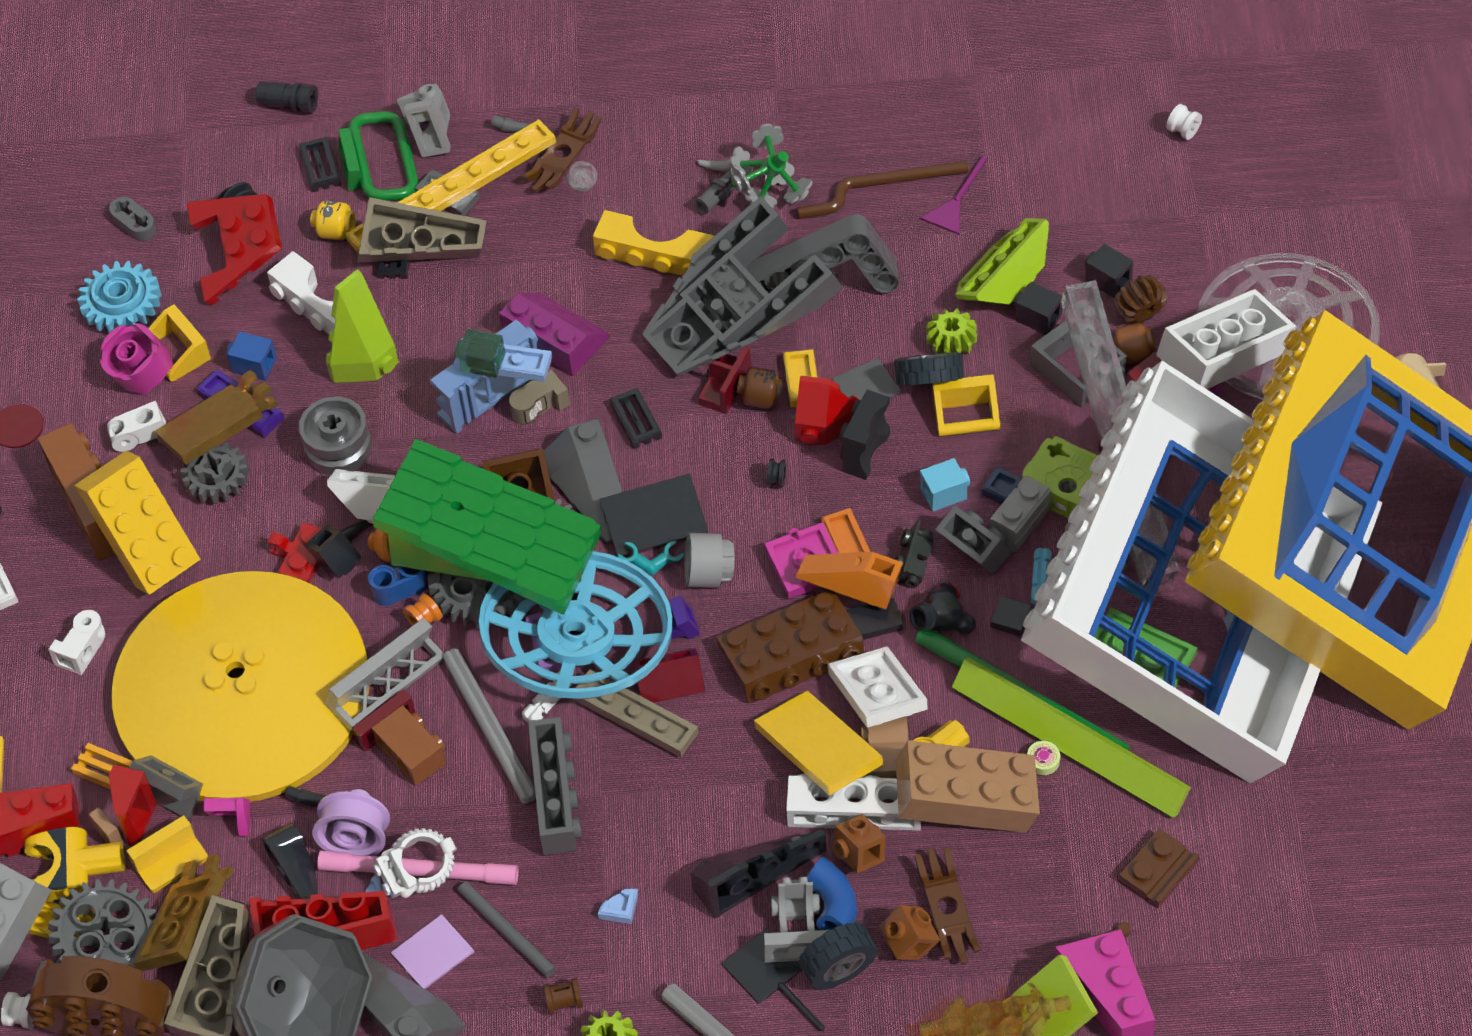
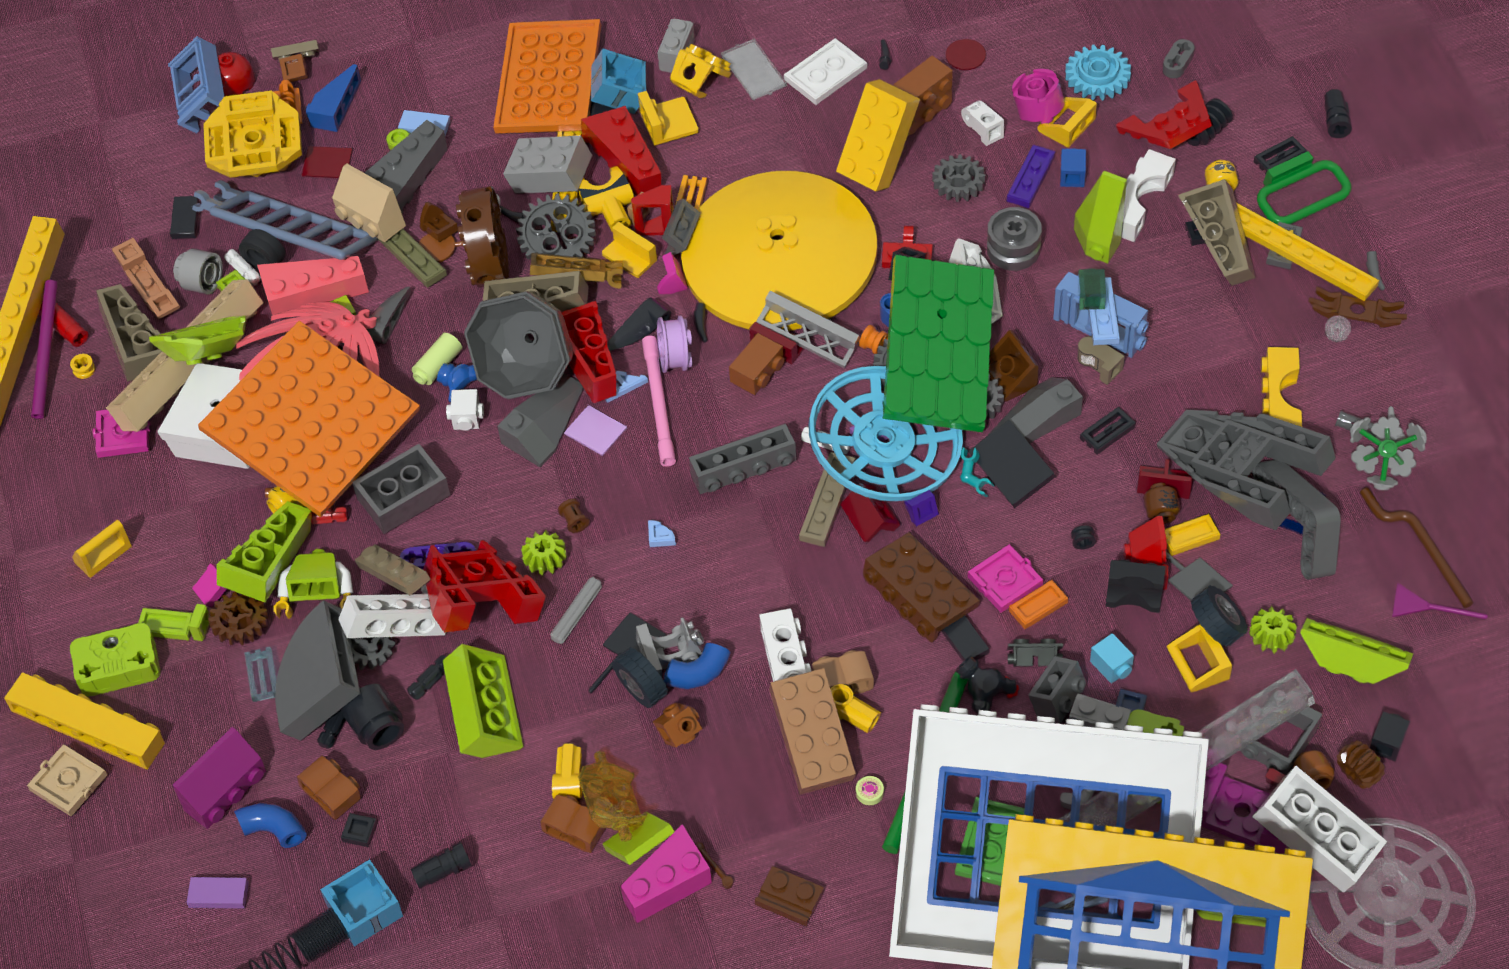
camera: 75 degrees right, 0 degrees up
(80, 643) = (787, 147): white leg -> none
(216, 419) = (1000, 160): pearl gold tile -> none
(396, 878) = (641, 380): white piece -> none
(429, 106) = (1362, 200): light grey tile -> none
(490, 726) = (800, 403): light grey axle -> none
(507, 929) = (622, 469): dark grey bar -> none
(557, 329) = (1172, 350): magenta slope -> none
(708, 560) = (978, 508): light grey piece -> none
(744, 873) = (698, 599): black wedge -> none
(818, 742) = (828, 622): yellow tile -> none
(856, 575) = (988, 608): orange slope -> none
(859, 843) = (747, 672): dark orange brick -> none
(877, 686) = (892, 651): white plate -> none
(947, 888) = (727, 739): reddish brown piece -> none
(1038, 308) = (1326, 689): black brick -> none
(1071, 737) = (879, 830): lime tile -> none

